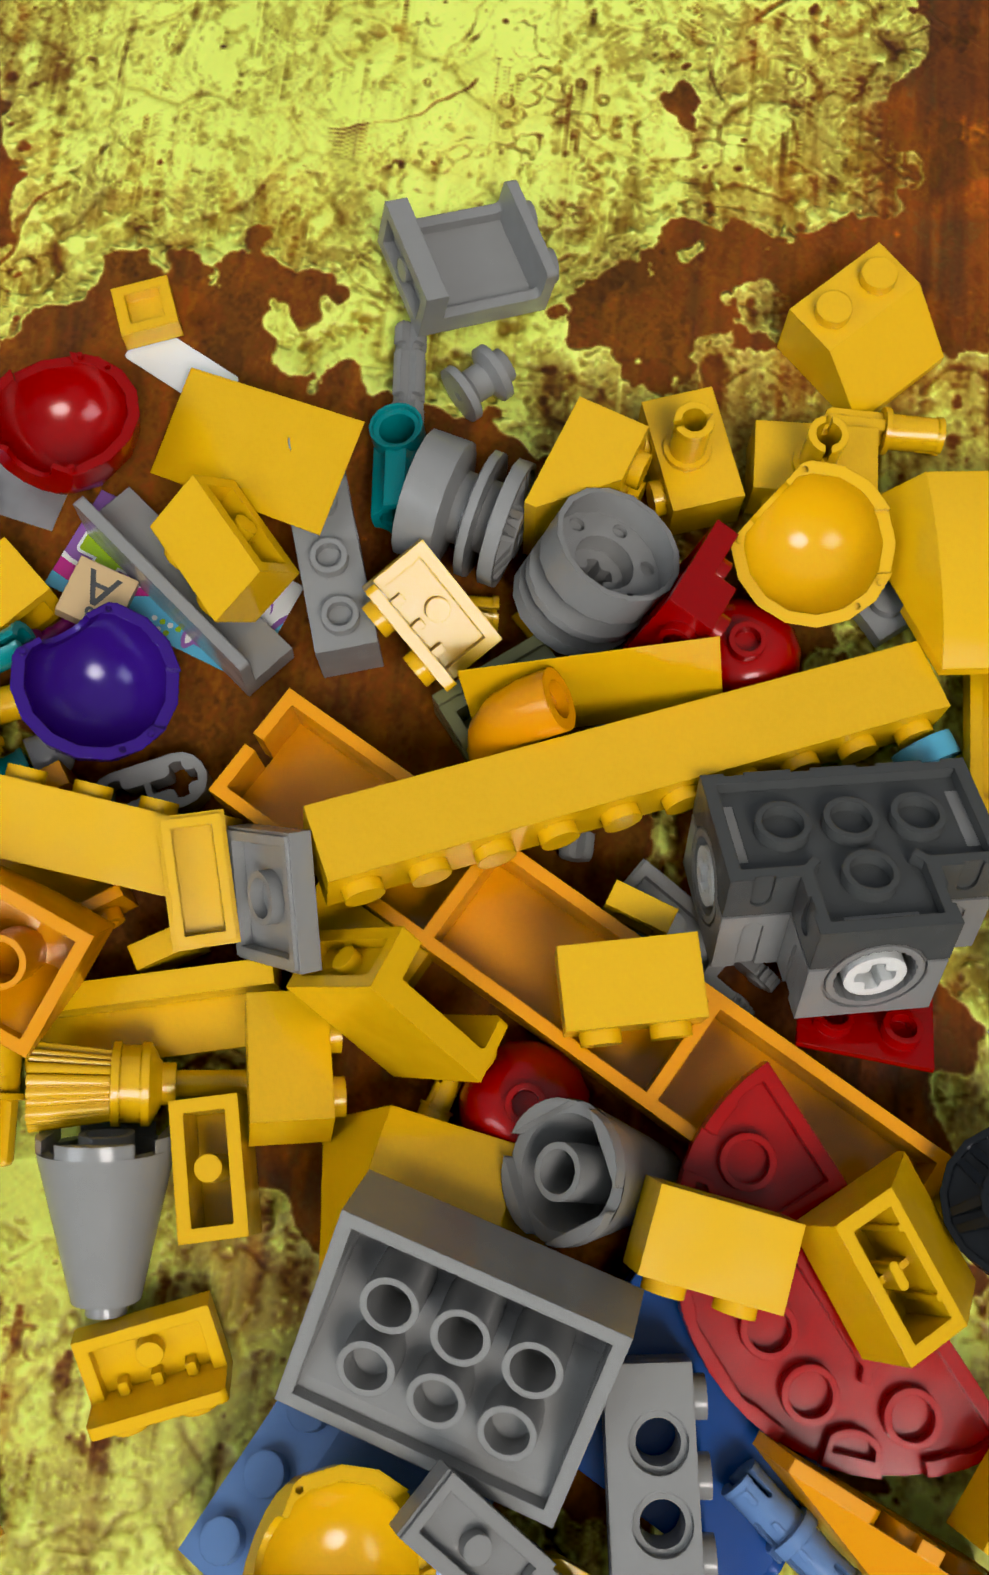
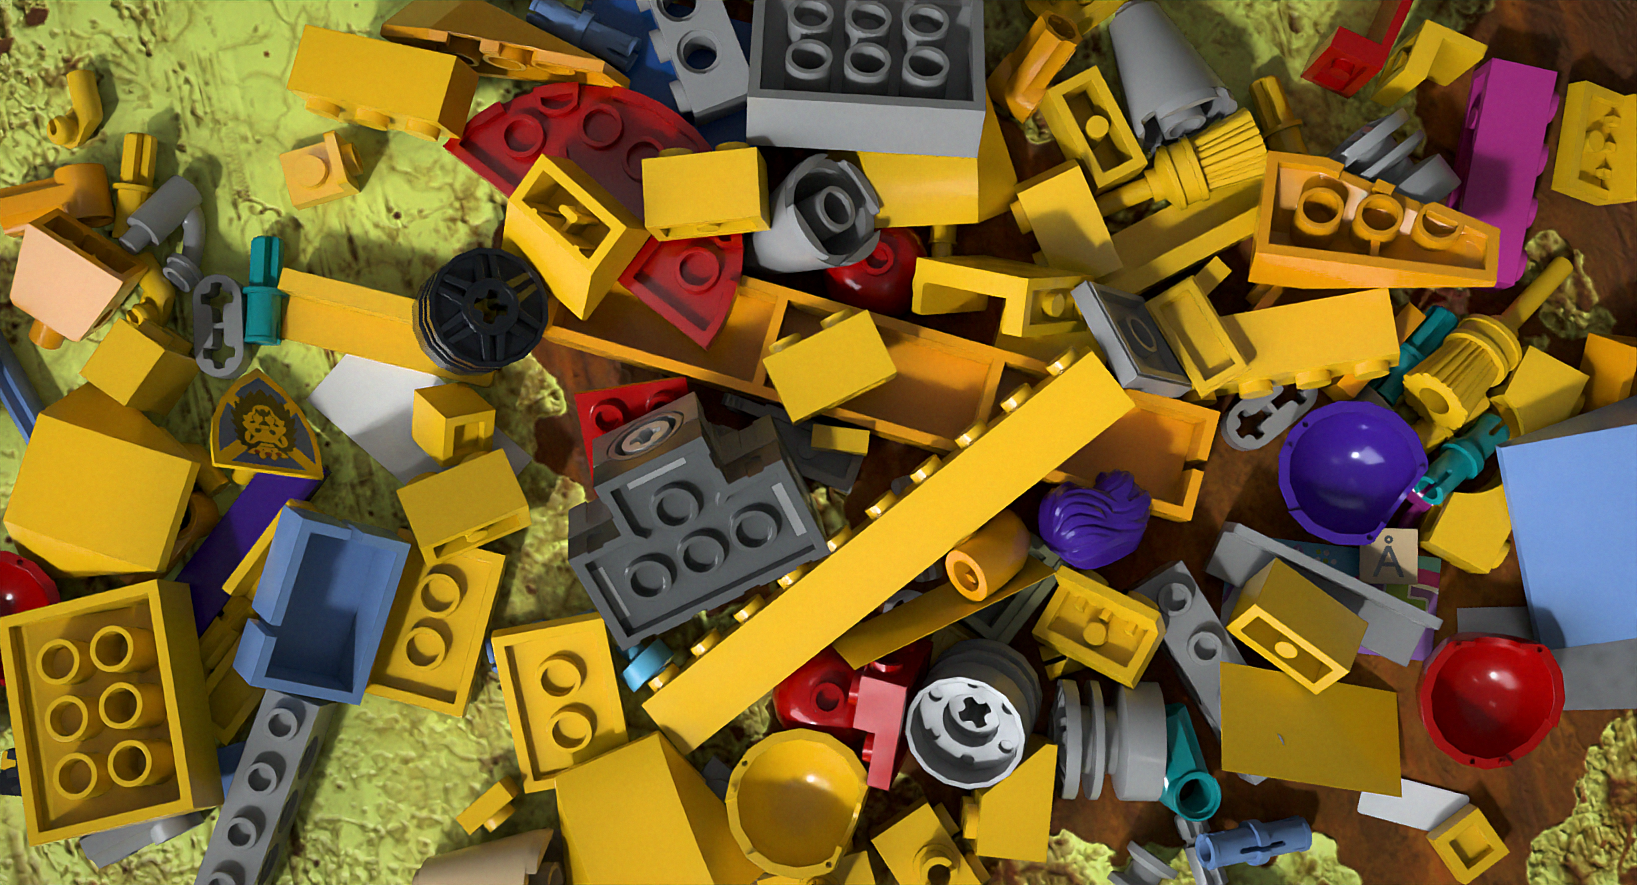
camera: 160 degrees right, 10 degrees up
(257, 1275) = (1027, 73): none -> light orange piece
(355, 373) = (1253, 842): none -> medium blue pin
(395, 717) = (1097, 522): none -> dark purple hair

